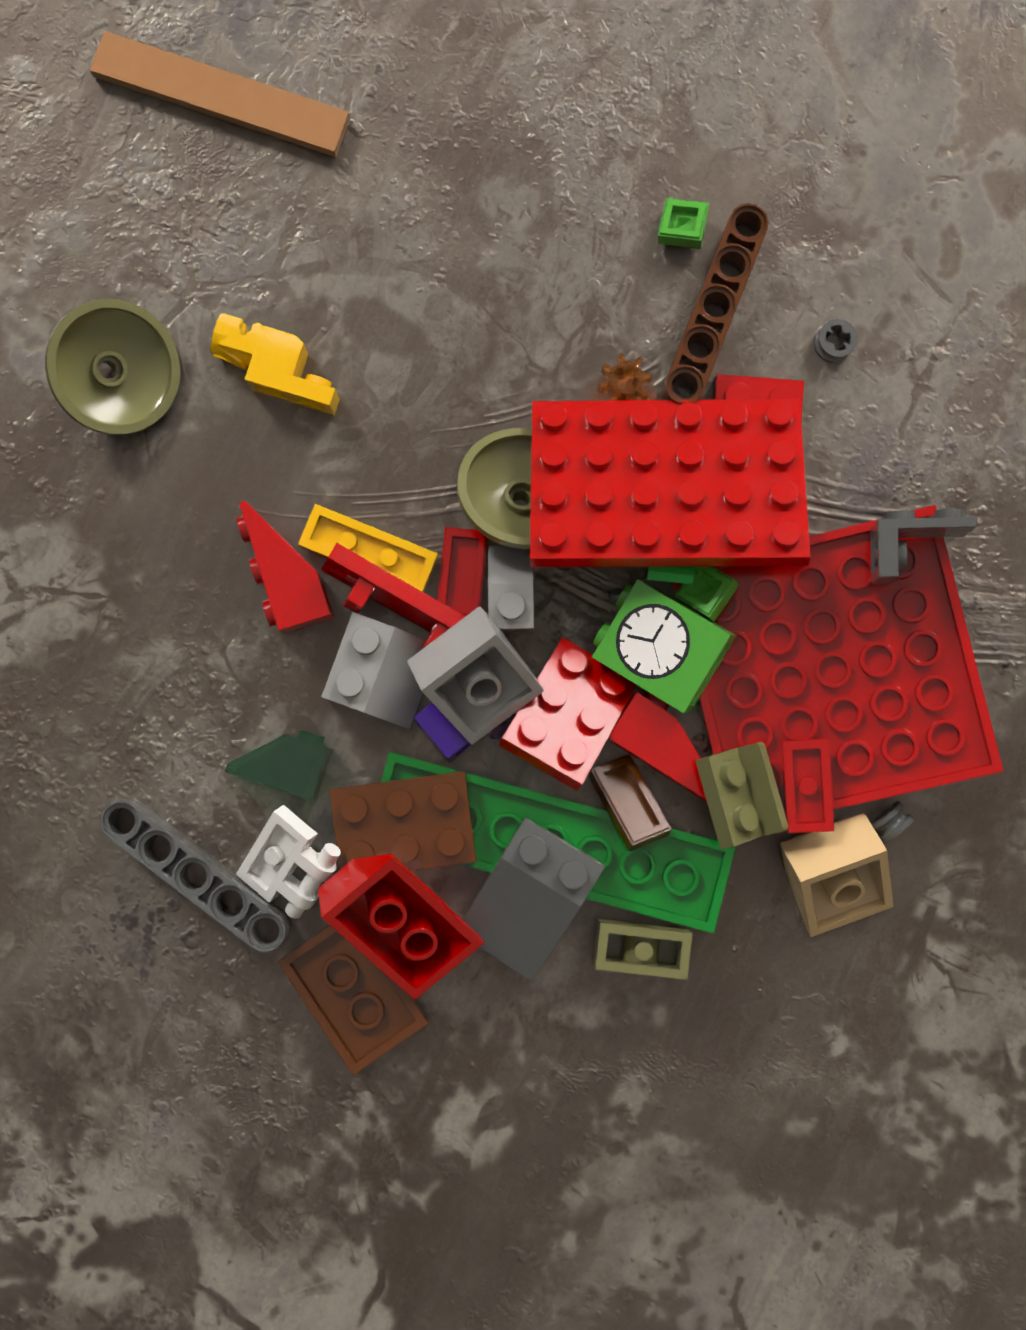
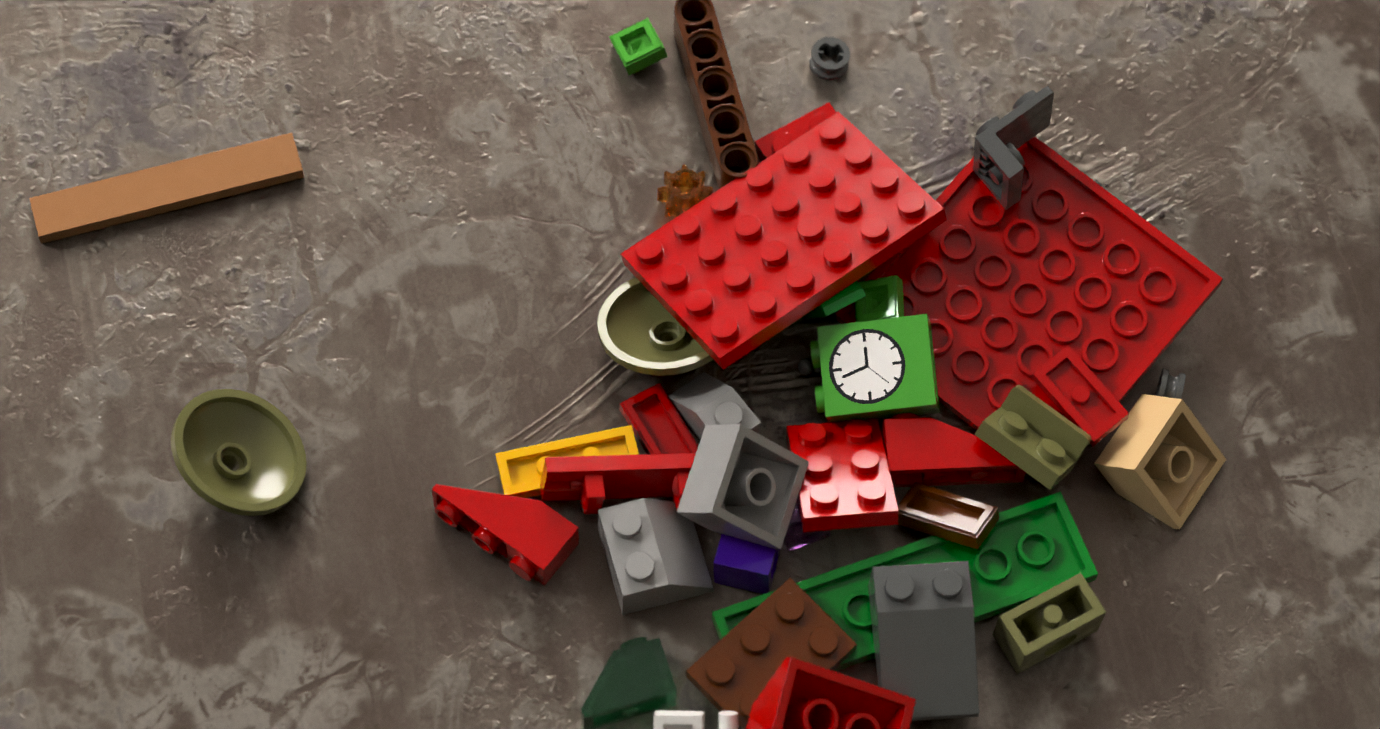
camera: 35 degrees left, 20 degrees down
(273, 363) = (377, 366): yellow plate -> none

